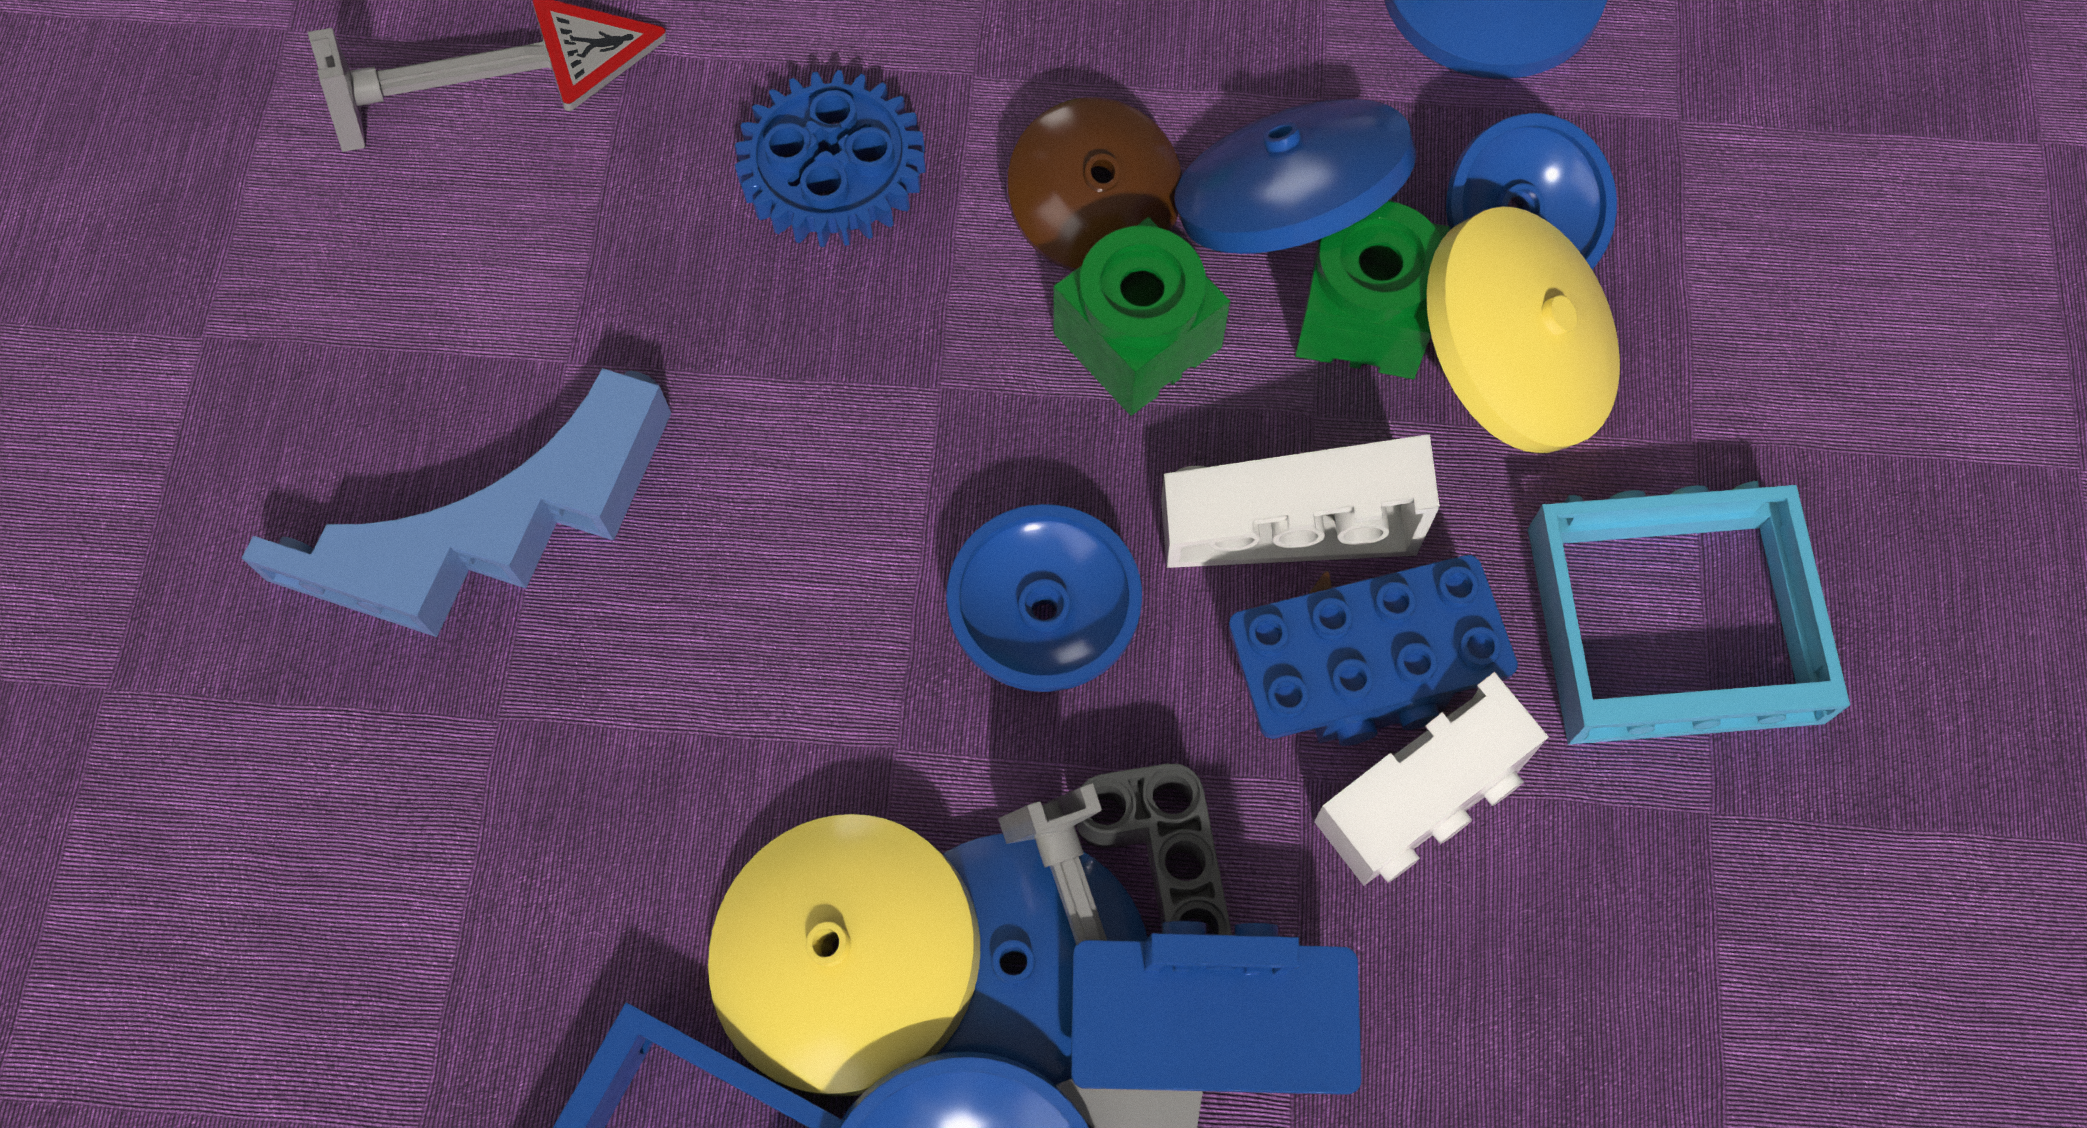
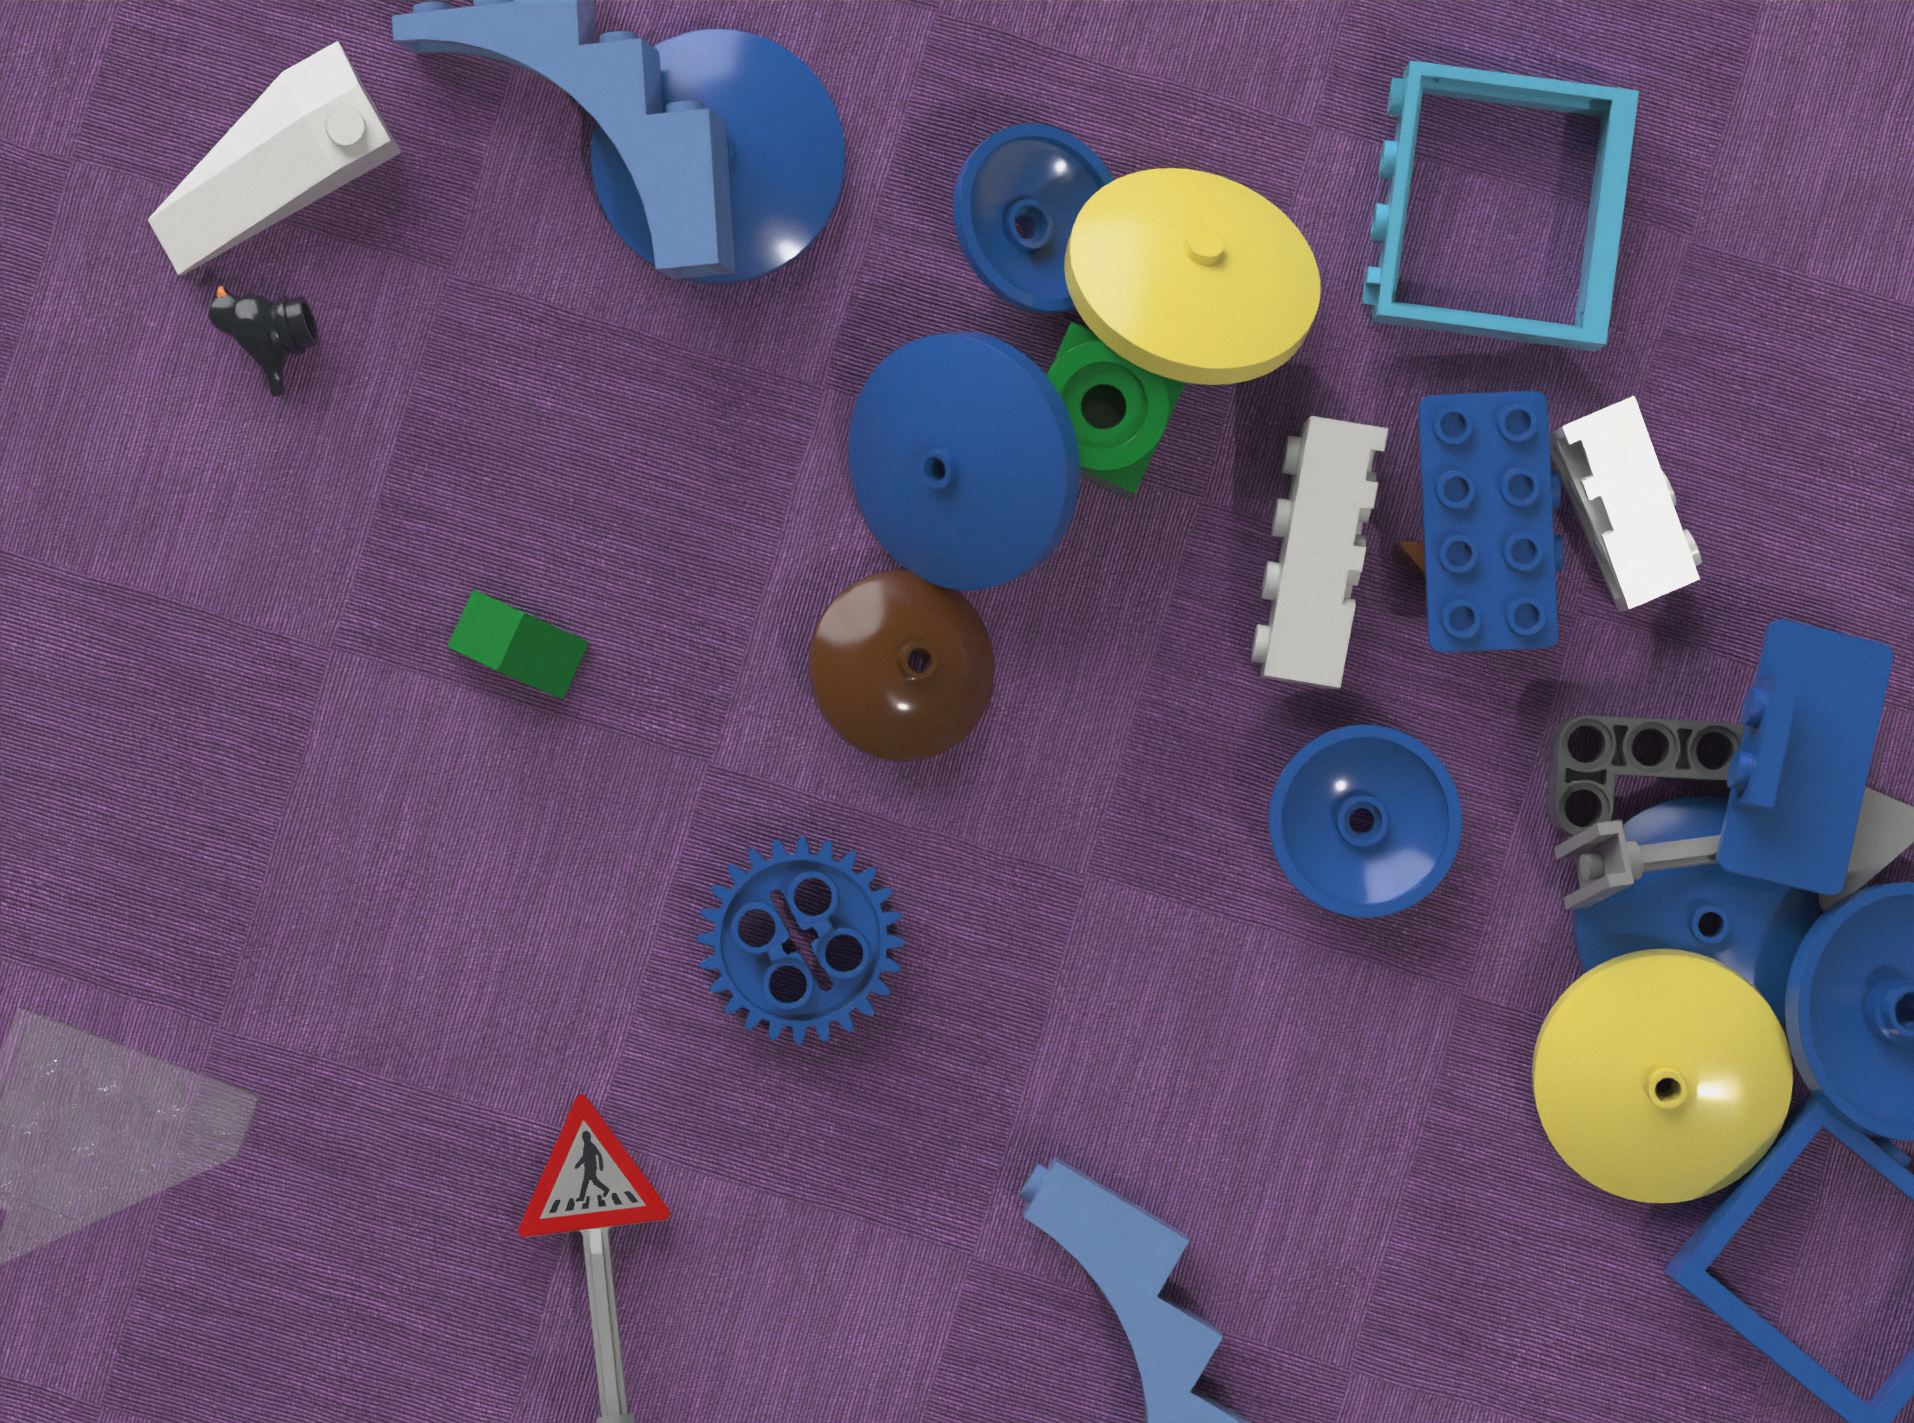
camera: 80 degrees left, 20 degrees up
(1140, 312) = (1078, 655): green piece -> none

